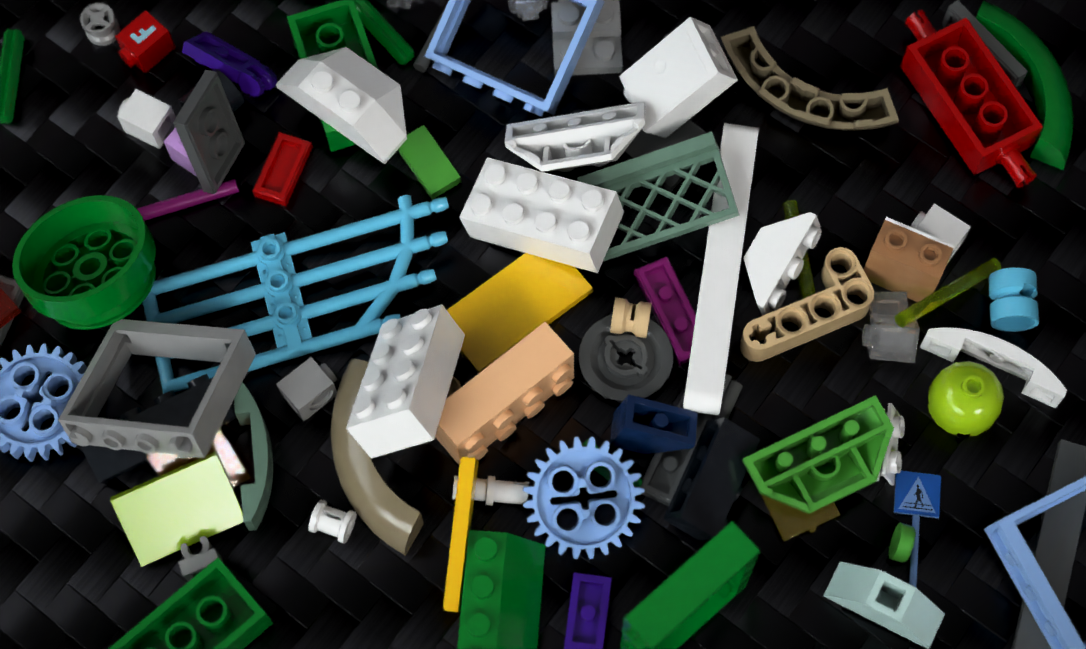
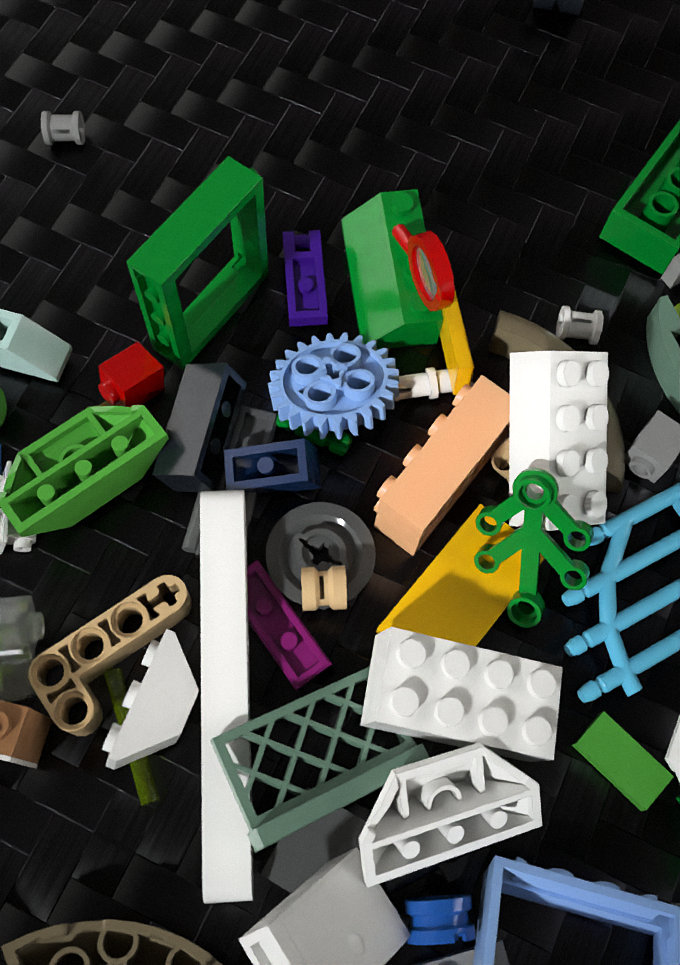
camera: 160 degrees right, 0 degrees up
(451, 318) = (533, 541): none -> green plant
(480, 566) = (428, 267): none -> red piece
(596, 85) = (439, 919): none -> blue wheel
(774, 539) = (131, 377): none -> red brick

